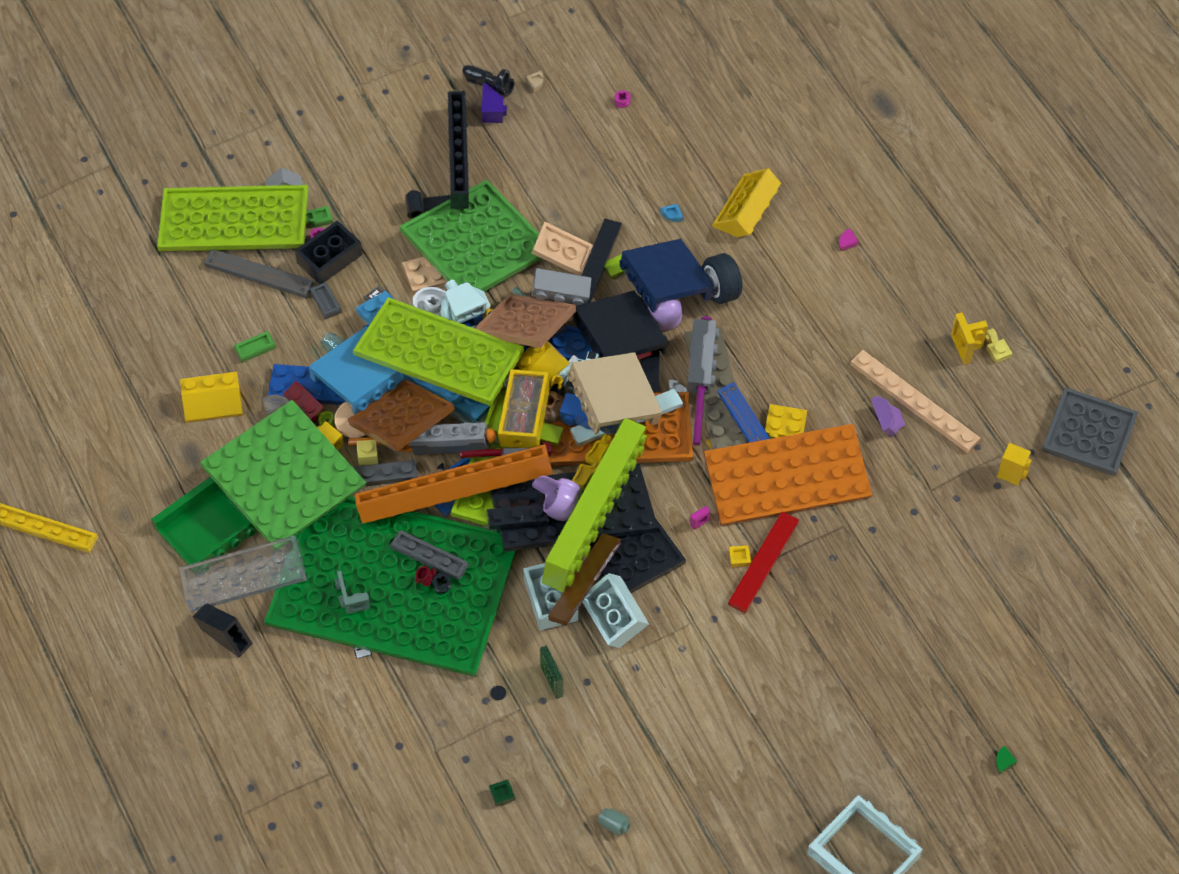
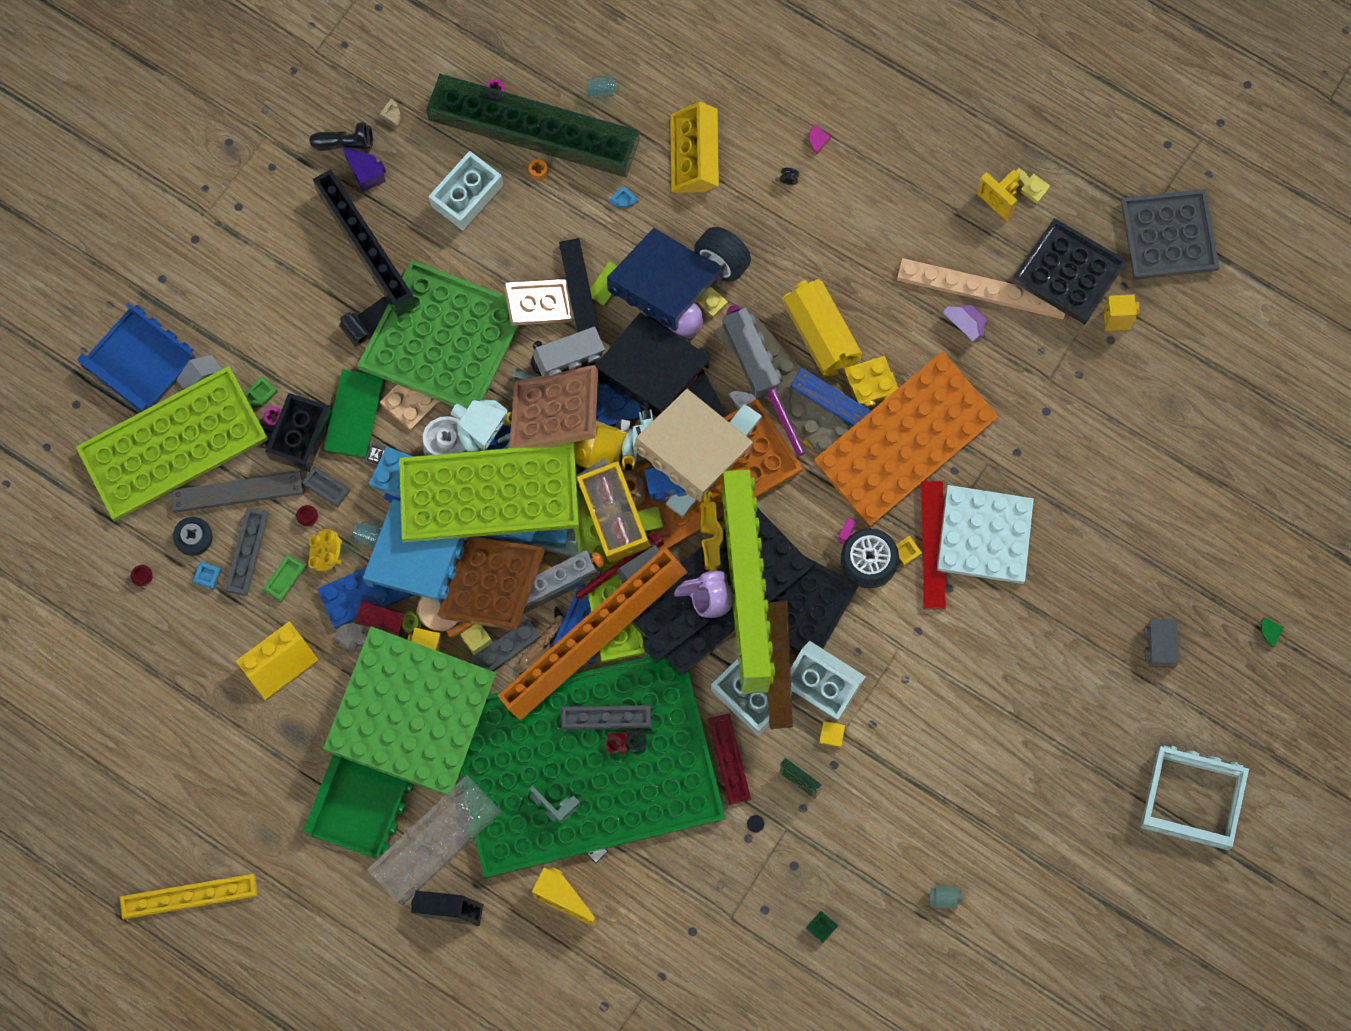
camera: 25 degrees left, 15 degrees up
(153, 294) = (141, 575): none -> dark red plate
(200, 318) = (207, 575): none -> dark azure tile
(207, 286) = (198, 542): none -> black wheel
(239, 315) = (247, 552): none -> dark grey plate
(246, 153) = (138, 359): none -> blue panel
(296, 337) = (324, 550): none -> yellow plate
(298, 312) = (307, 515): none -> dark red plate
(309, 656) = (558, 893): none -> yellow slope
(378, 262) = (354, 414): none -> green tile
(506, 635) = (729, 759): none -> dark red tile
(556, 151) = (466, 190): none -> light aqua brick
(598, 657) = (832, 734): none -> yellow tile
(617, 169) = (538, 176): none -> orange bush
(635, 132) = (533, 125): none -> clear green brick
(692, 308) = (711, 302): none -> light yellow plate
(702, 130) = (601, 86): none -> clear light blue brick
(706, 544) = (868, 544): none -> wheel
(768, 364) = (821, 327): none -> yellow brick
(808, 254) = (789, 176): none -> black bush
(809, 573) = (985, 534): none -> light aqua plate
(907, 722) = (1162, 643): none -> dark grey brick
(991, 417) = (1069, 271): none -> black plate

